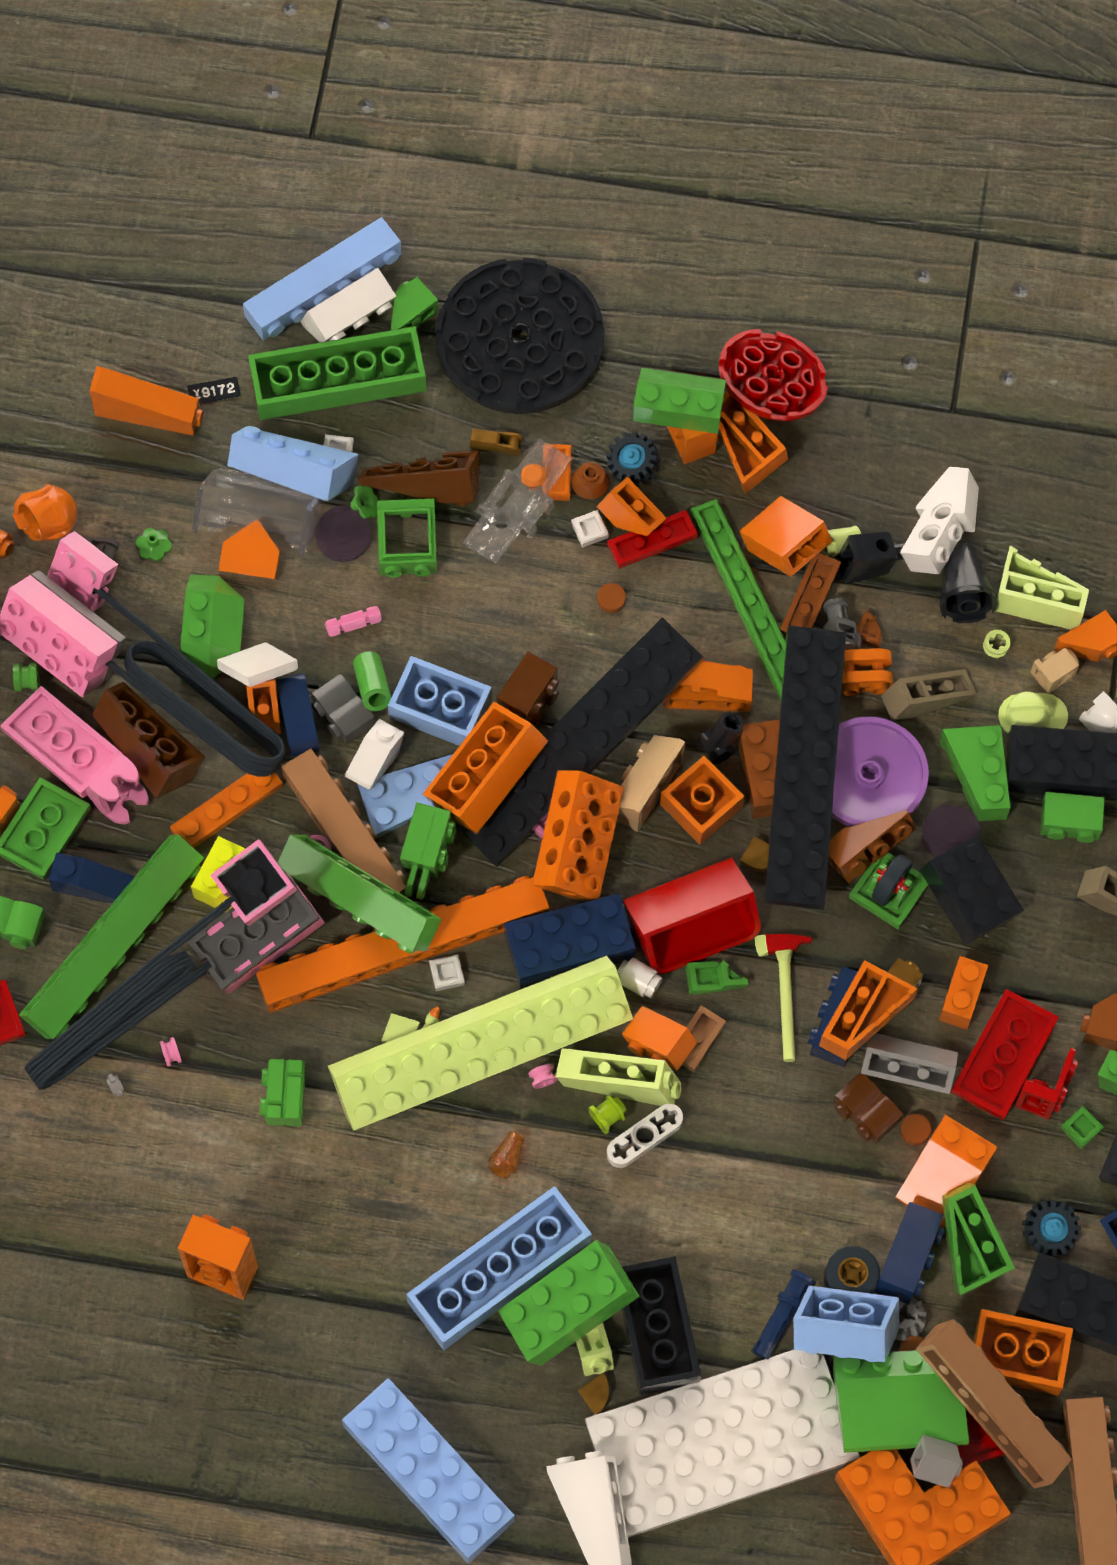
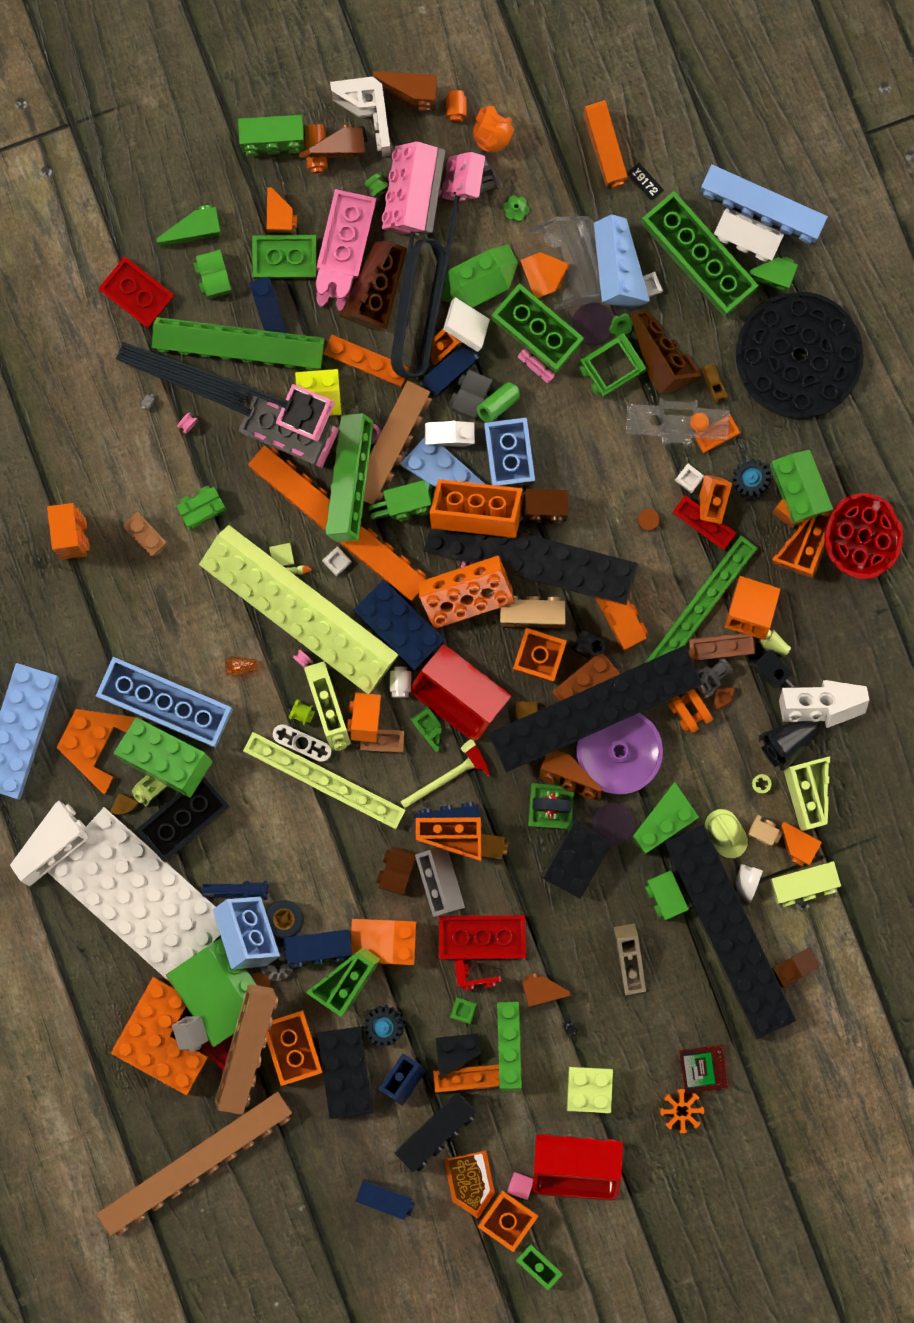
camera: 60 degrees right, 15 degrees up
(277, 1176) = (145, 535): none -> medium nougat brick
(311, 591) = (537, 328): none -> bright green brick
(488, 1395) = (86, 739): none -> orange wing
(590, 481) = (716, 460): dark orange cone -> none
(706, 1134) = (324, 780): none -> yellowish green plate
(915, 1130) = (401, 907): dark orange tile -> none
(926, 693) = (699, 758): dark tan slope -> none
(963, 992) = (507, 889): orange brick -> none

